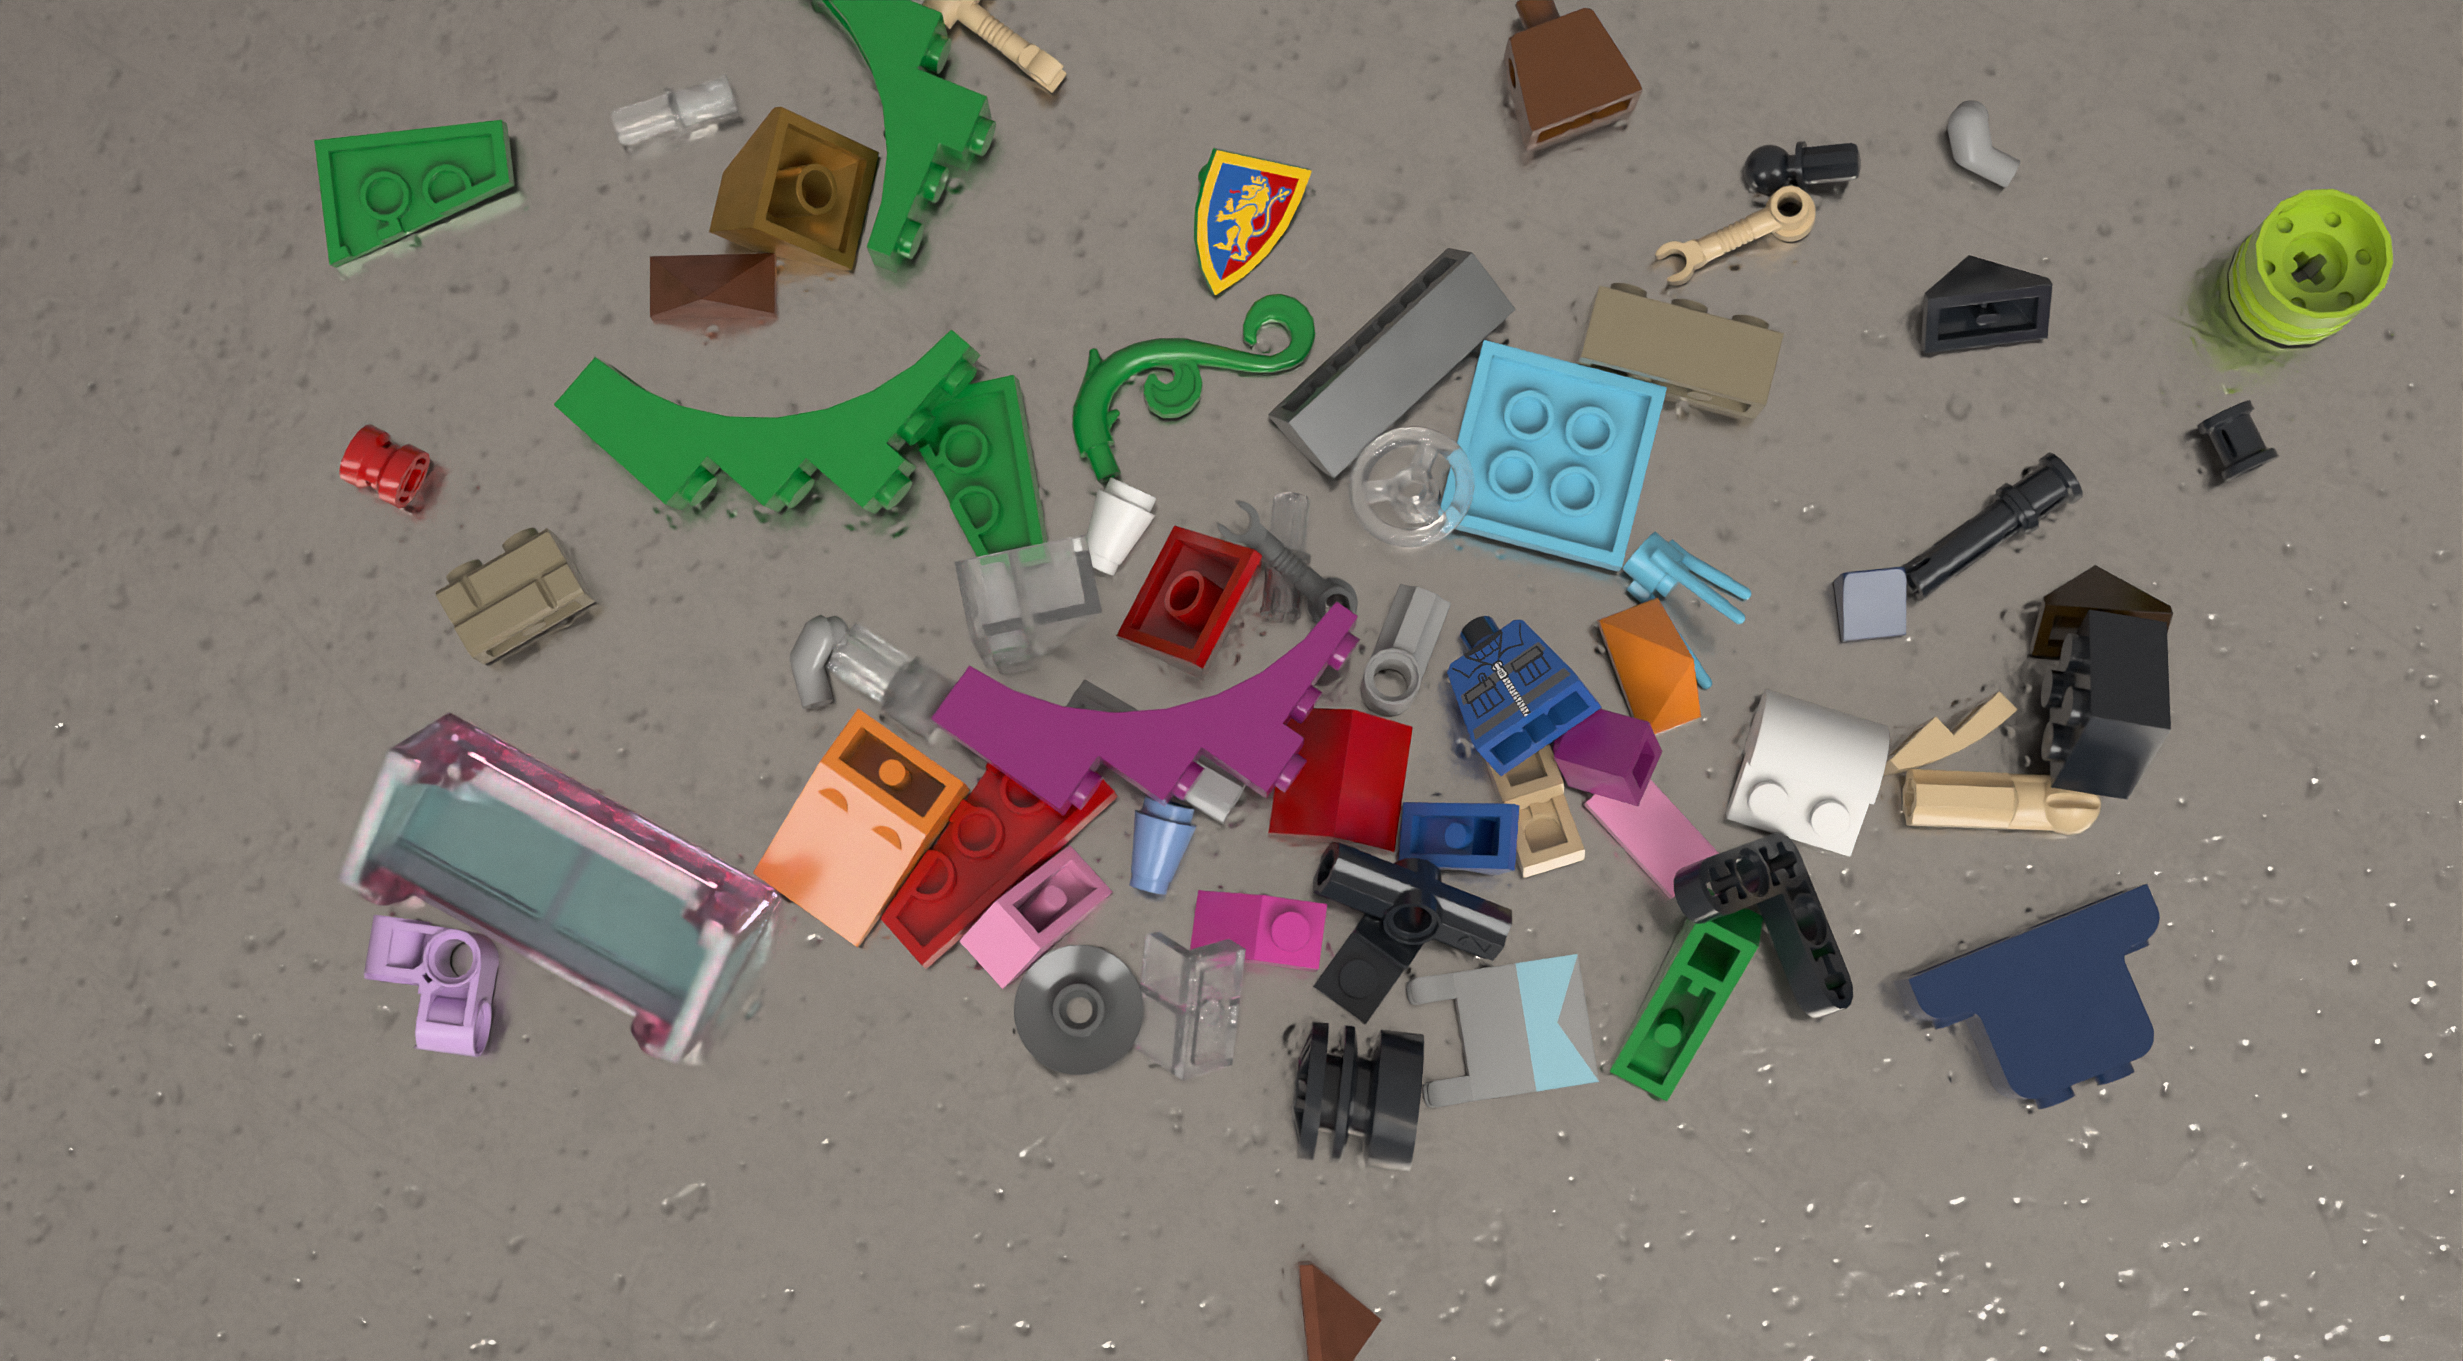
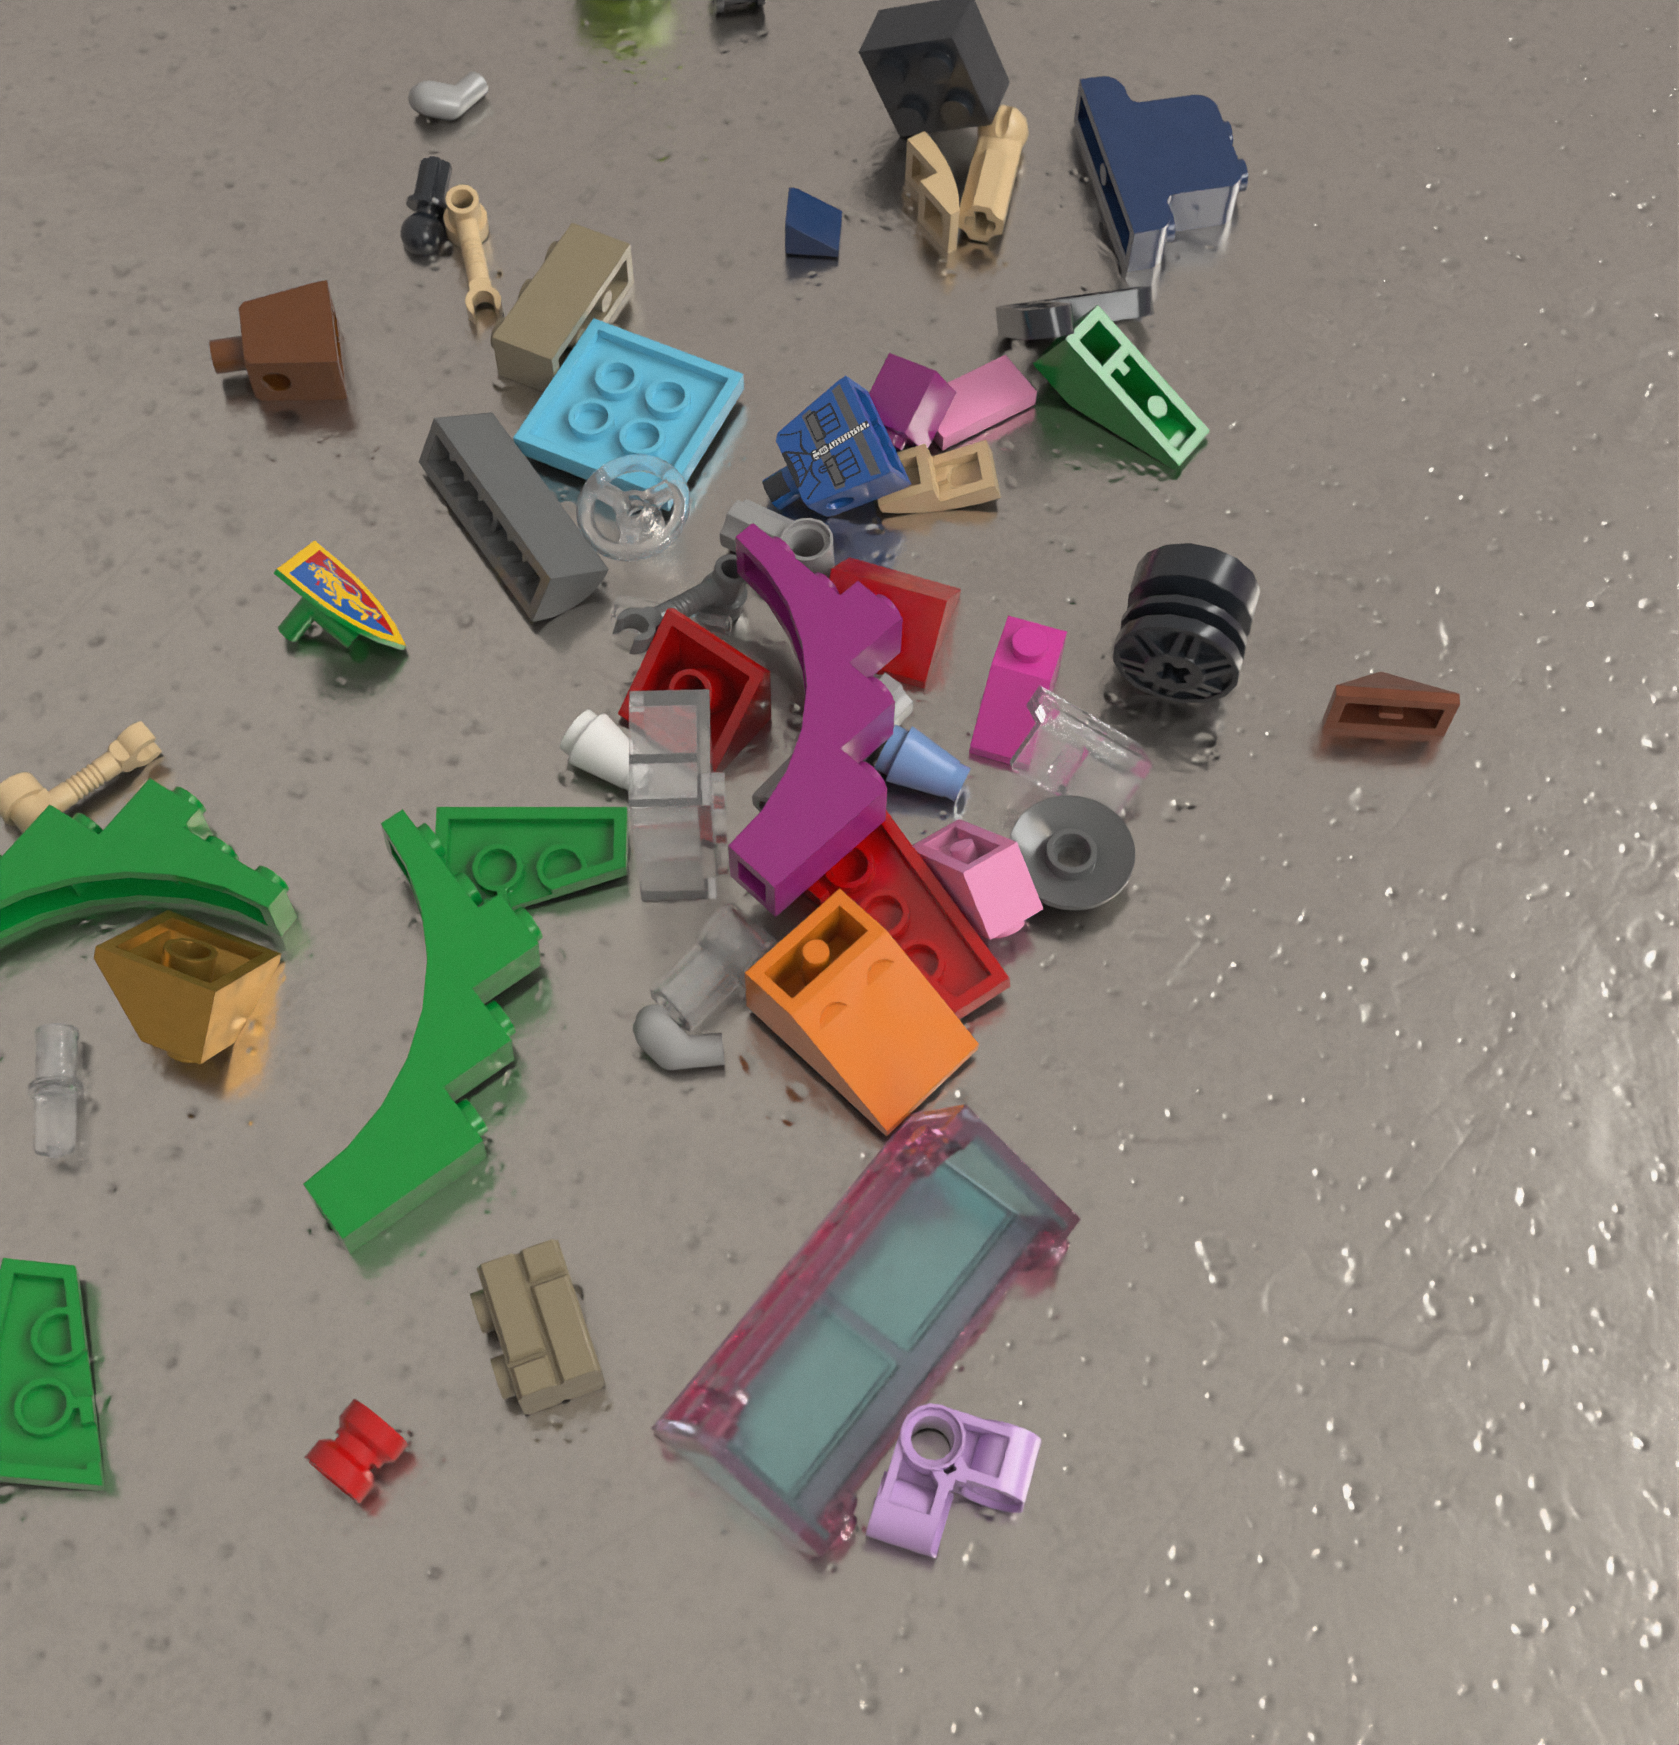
camera: 80 degrees left, 20 degrees down
(713, 286) = (256, 1089): copper slope -> none
(1103, 377) = (461, 678): green plant -> none
(1365, 969) = (1046, 598): black slope -> none
(1412, 901) = (1012, 561): black piece -> none
(1461, 835) = (961, 518): blue slope -> none
(1518, 1029) = (1123, 519): light grey flag -> none
(1652, 665) = (823, 359): orange slope -> none
(1665, 564) = (753, 350): medium azure plant -> none
(1809, 772) = (947, 282): white brick -> none
(1985, 306) = (584, 113): black slope -> none
(2013, 512) = (757, 124): black pin -> none
(2091, 590) = (852, 95): dark brown slope -> none

